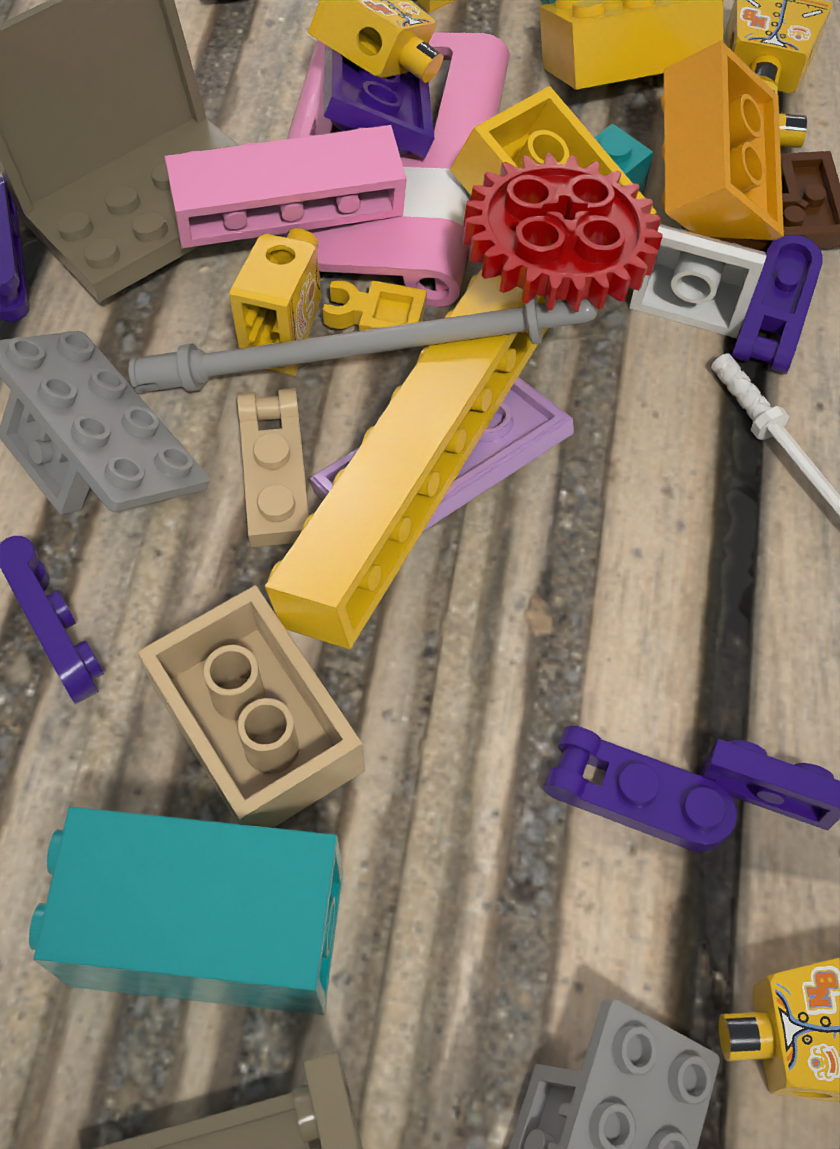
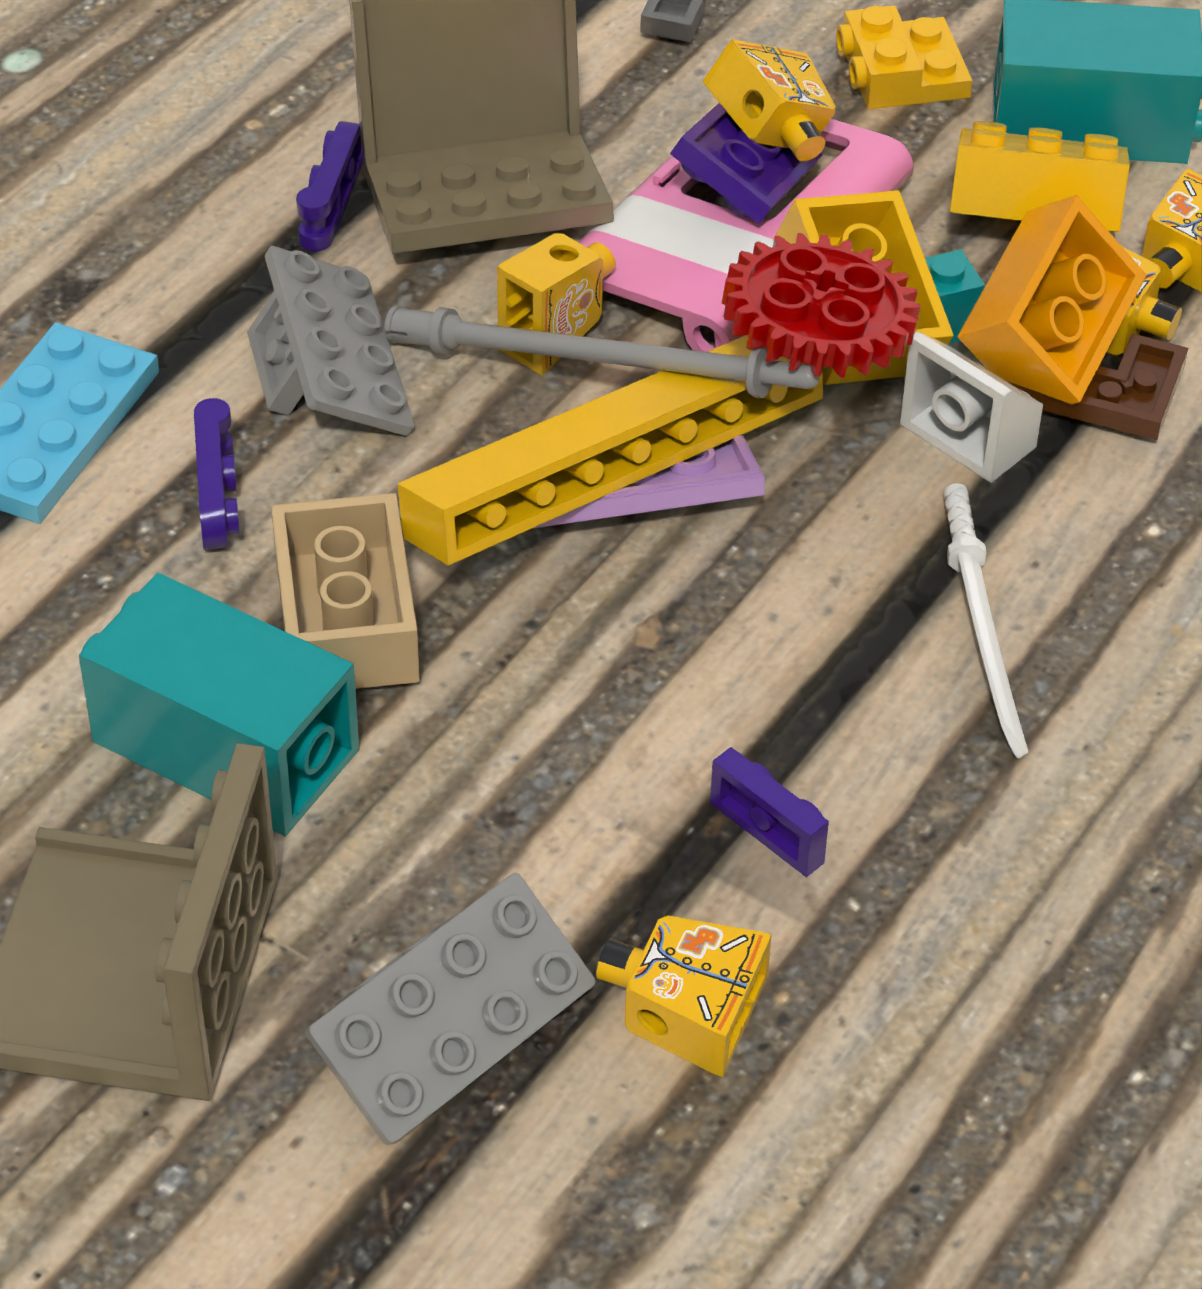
camera: 25 degrees right, 15 degrees down
(273, 468) = (481, 423): tan plate -> none
(286, 185) = (606, 202): bright pink brick -> none
(379, 308) = (651, 332): yellow plate -> none
(641, 792) = (650, 782): dark purple plate -> none
(780, 302) = (1044, 461): dark purple plate -> none

